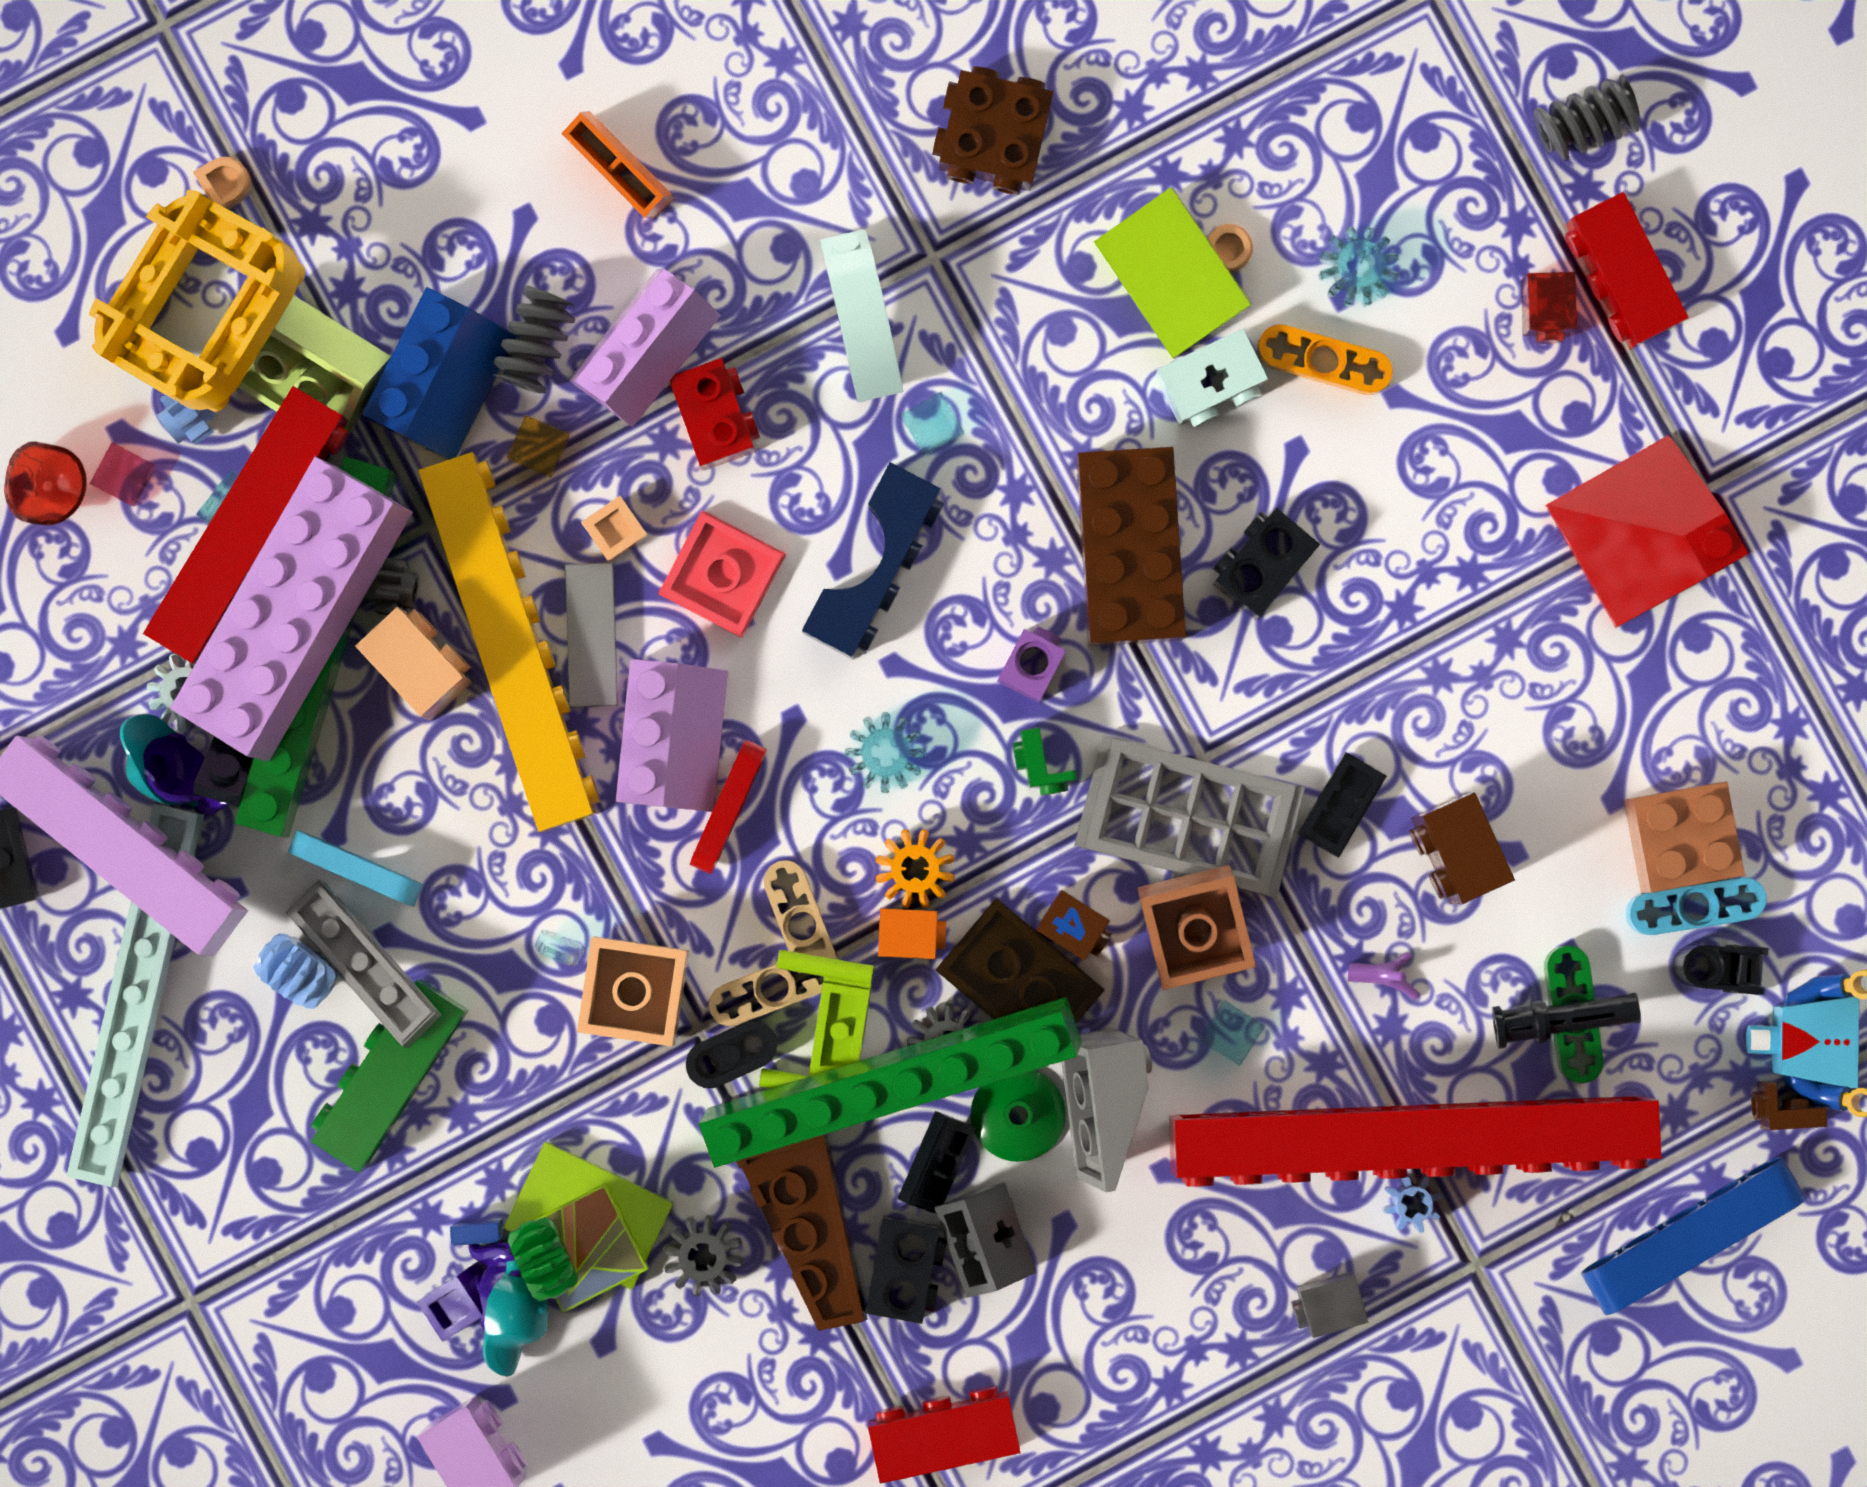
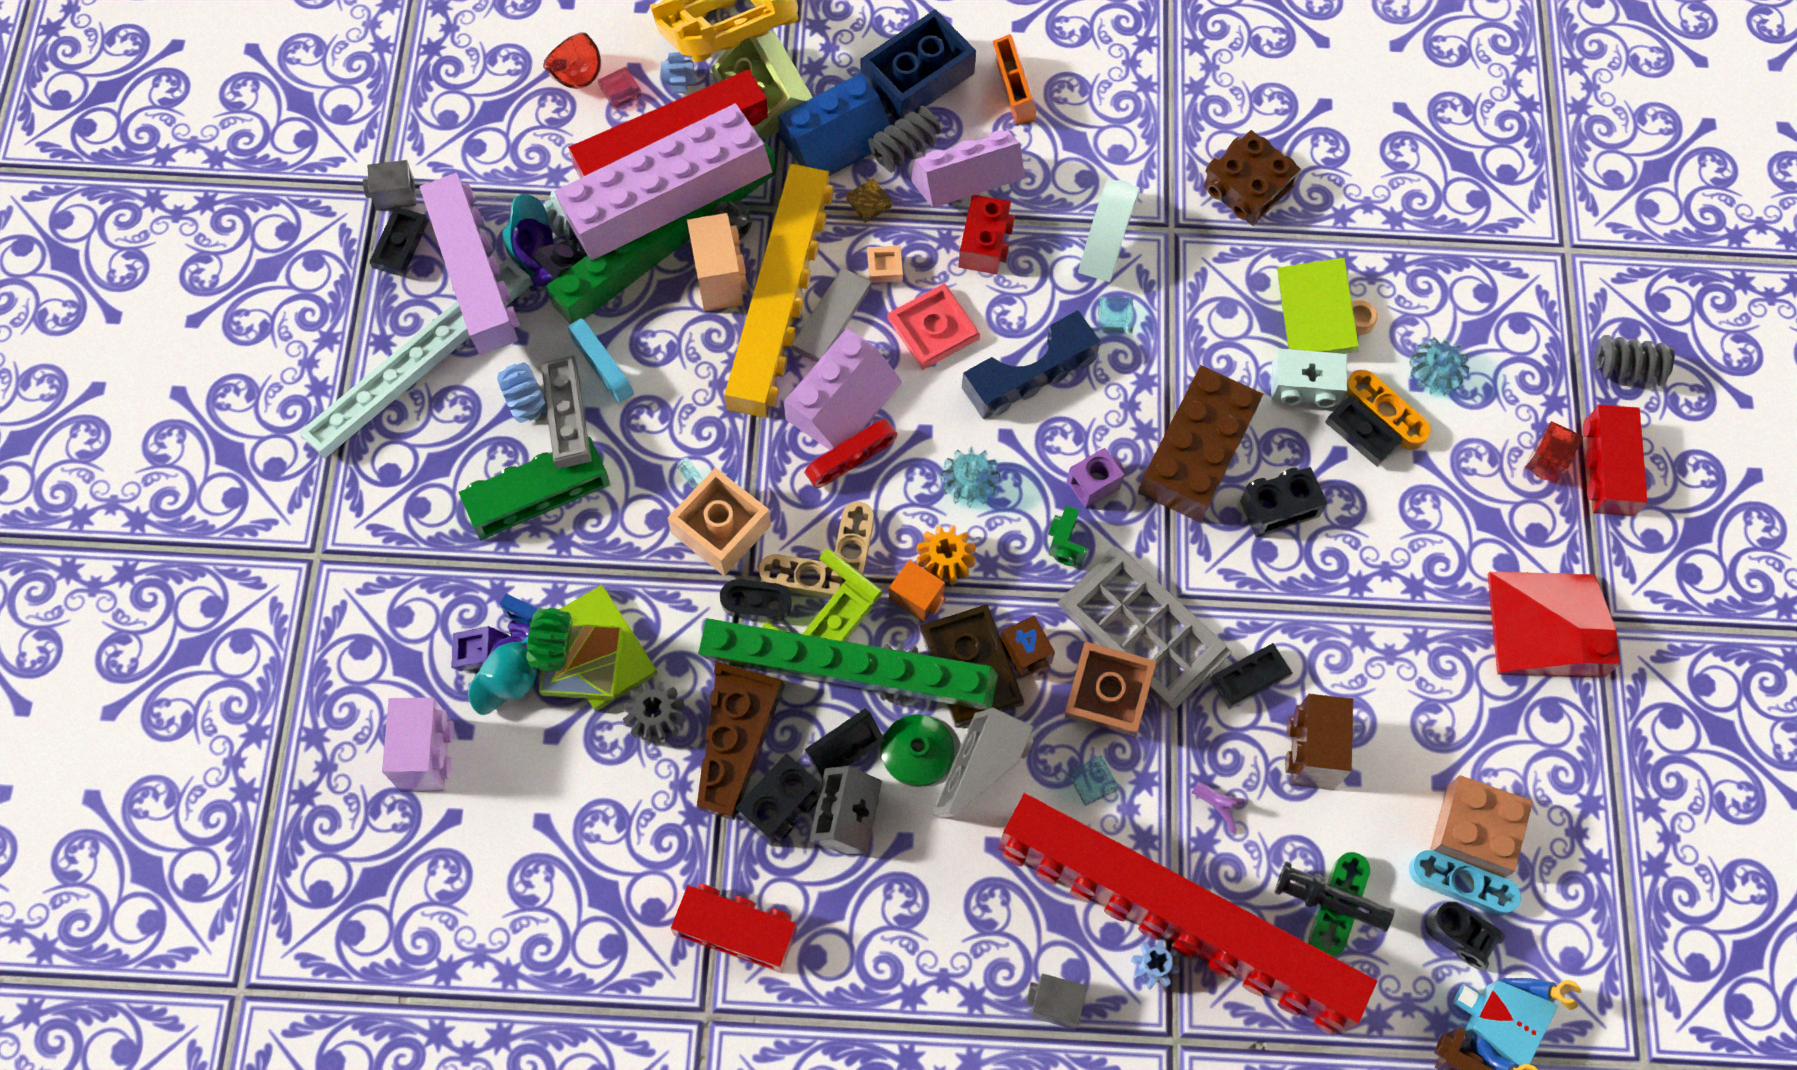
camera: 35 degrees right, 20 degrees down
(487, 224) = (919, 64): none -> dark blue brick
(1312, 409) = (1363, 431): none -> black plate

